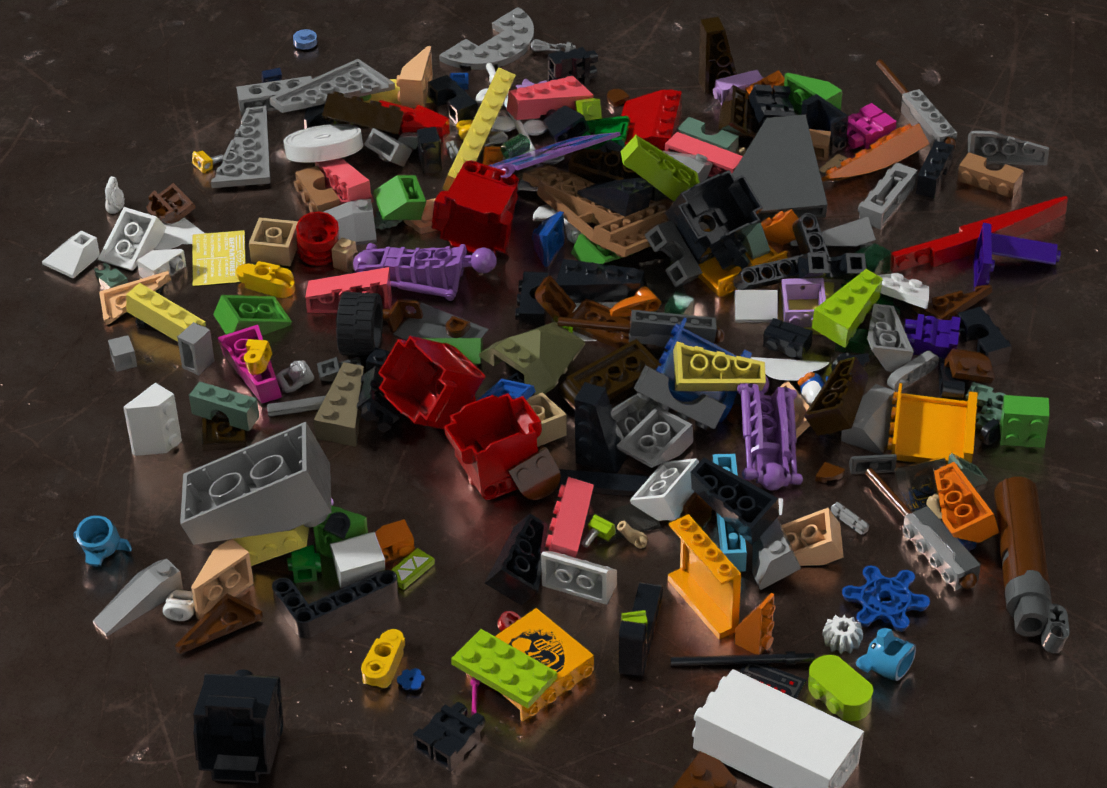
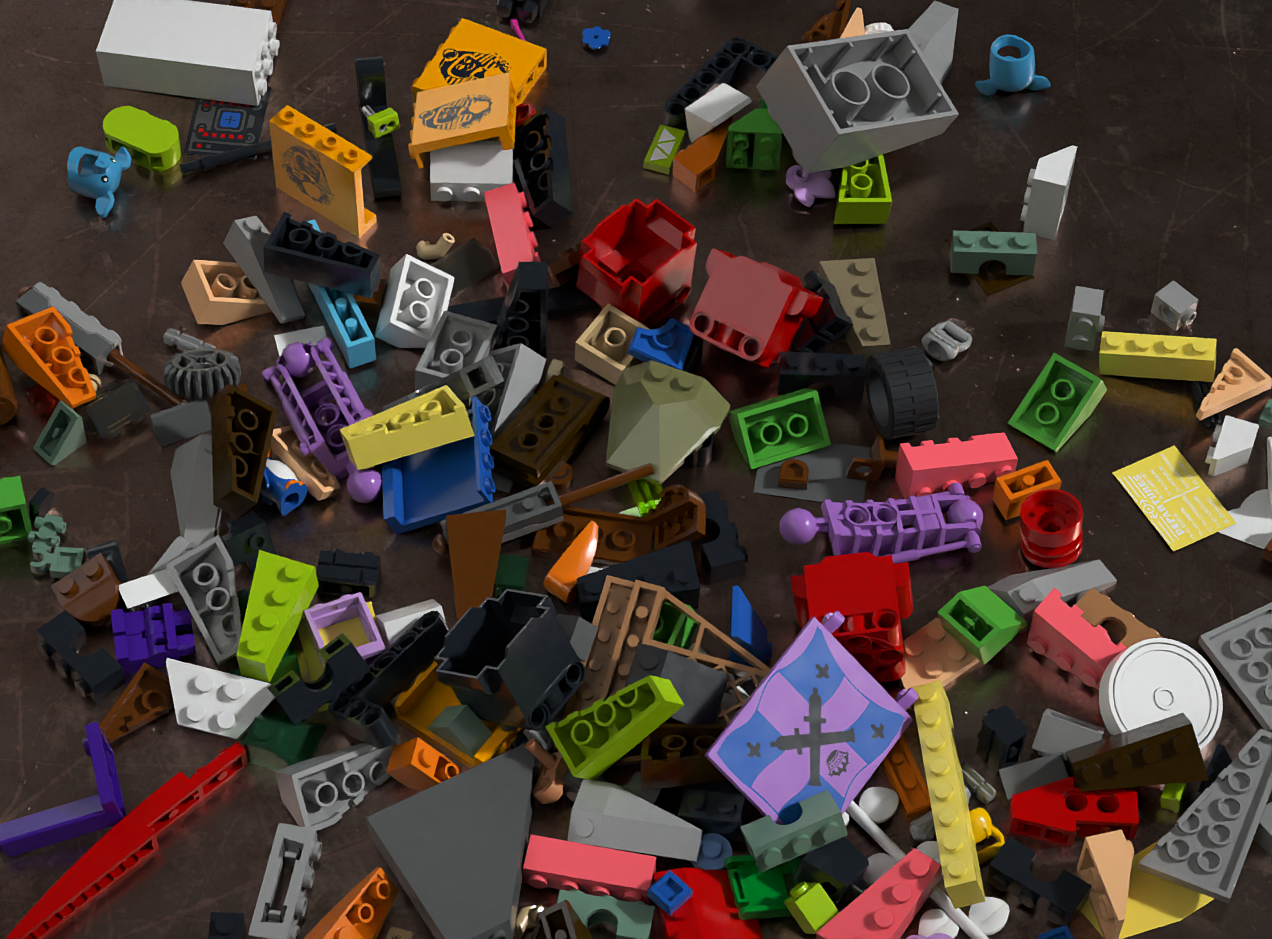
camera: 155 degrees right, 10 degrees up
(233, 347) = (1003, 328): dark pink wedge -> none
(257, 356) = (989, 298): yellow leg -> none
(267, 279) = (1086, 466): yellow piece -> none
(273, 241) = (1111, 516): tan brick -> none
(295, 406) = (918, 305): light grey axle -> none
(313, 266) = (1015, 487): none -> orange brick
(337, 525) = (751, 106): black tile -> none
(344, 254) = (1003, 532): tan brick -> none
(383, 659) = (632, 38): yellow piece -> none
(504, 668) = (497, 42): lime plate -> none
(515, 146) = (879, 785): clear green brick -> none
(566, 120) = (775, 843): none -> sand green arch
(570, 589) = (464, 115): none -> light orange panel
(599, 527) = (474, 241): lime piece -> none
(667, 119) = (669, 892): none -> blue tile
(701, 302) = (474, 556): none -> reddish brown slope
(756, 628) = (250, 155): orange slope -> none
(789, 369) = (334, 520): white sticker -> none
(841, 480) = (201, 372): none -> dark grey gear
(842, 634) = (156, 196): white gear -> none
(882, 587) = (113, 239): blue plate -> none
(930, 350) = (147, 588): none -> white sticker
(932, 427) = (118, 495): light orange panel -> none

